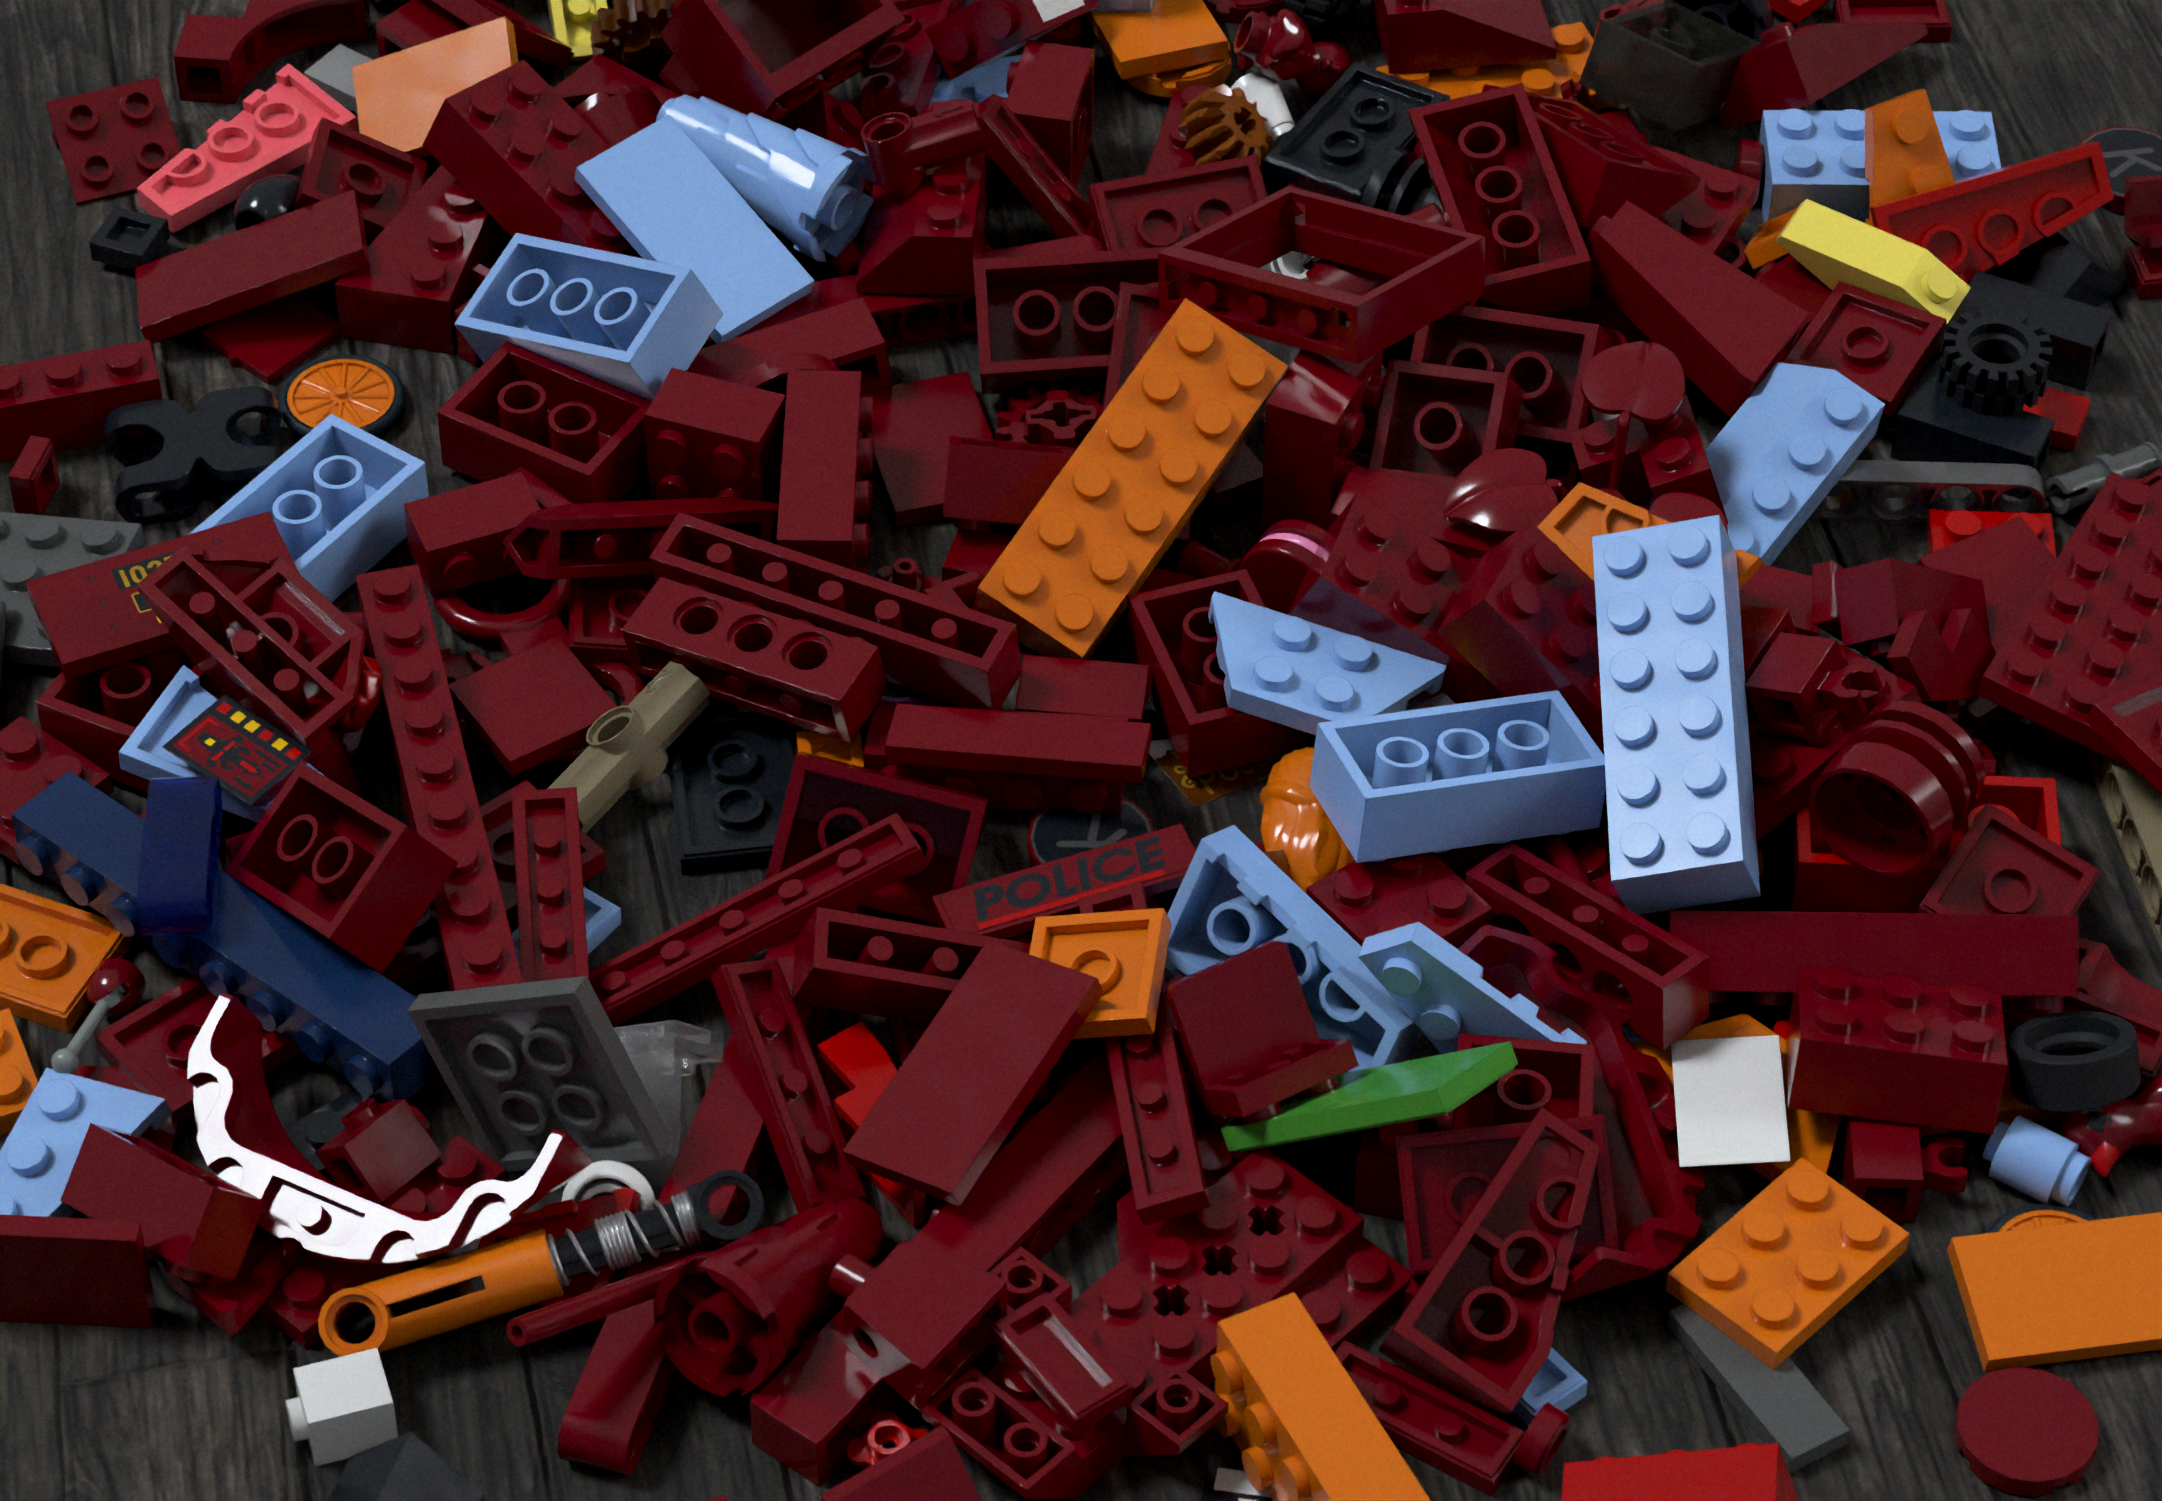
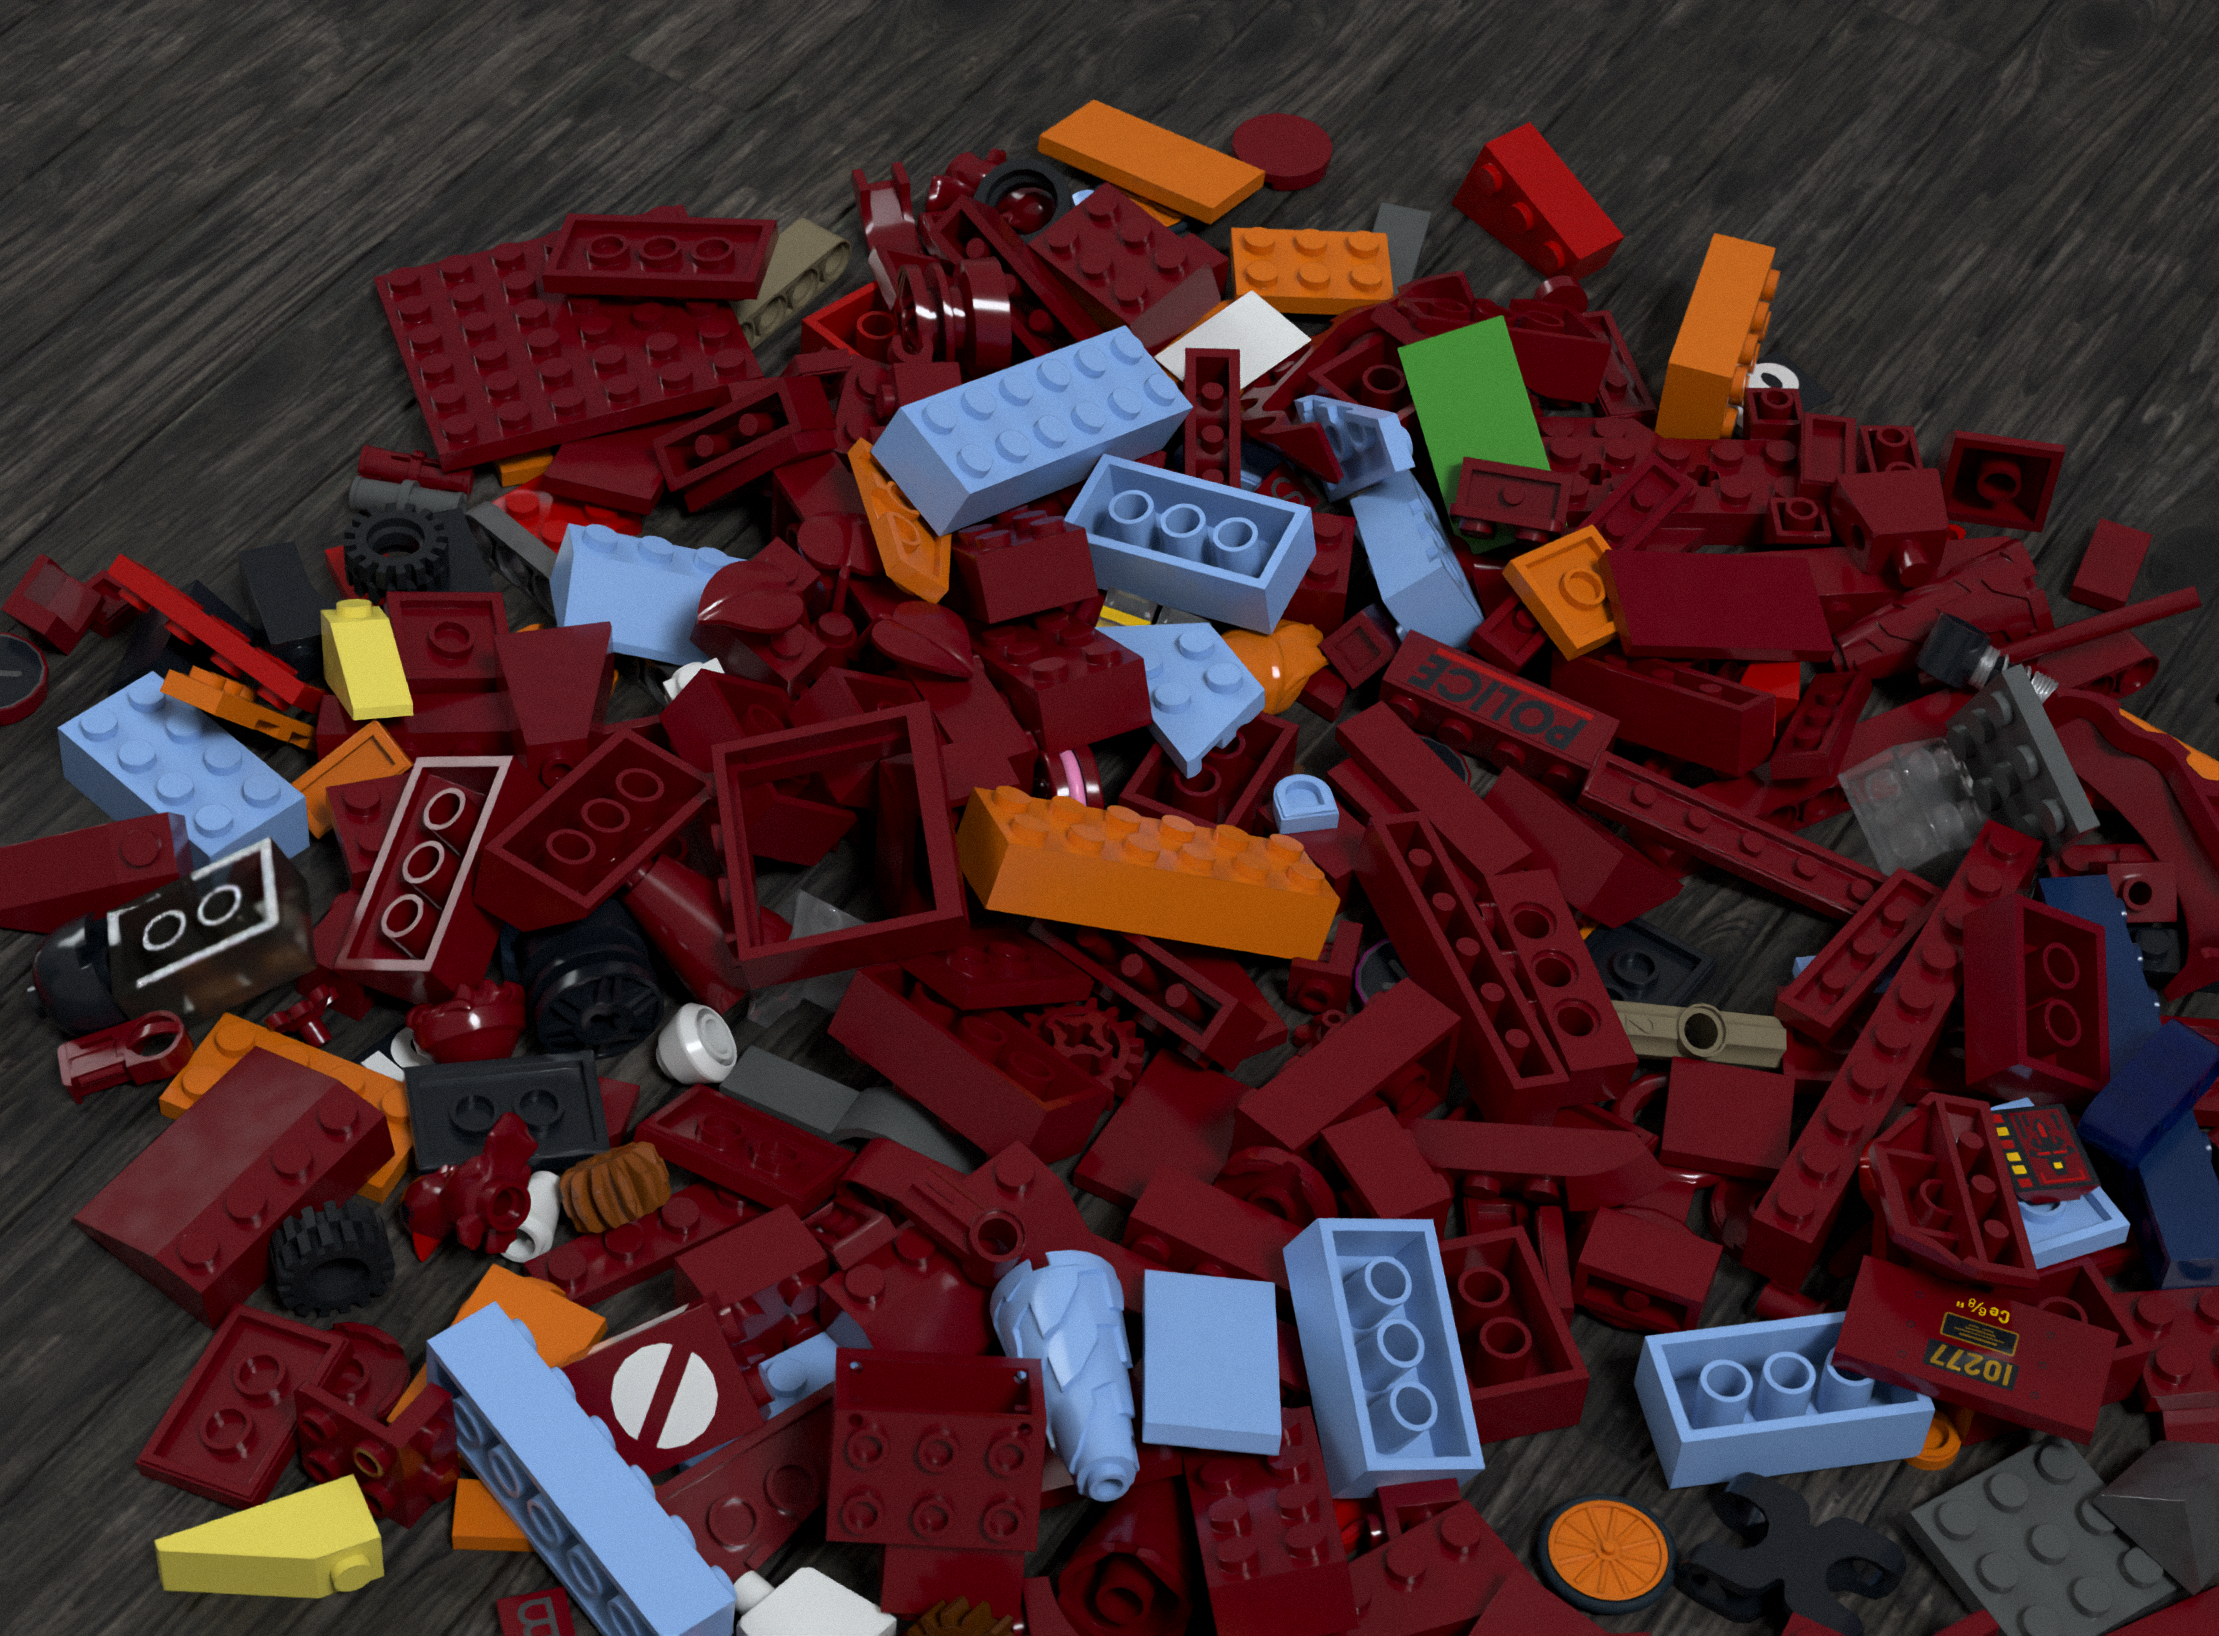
camera: 140 degrees left, 0 degrees up
(1112, 680) = (1303, 805): none -> light blue tile

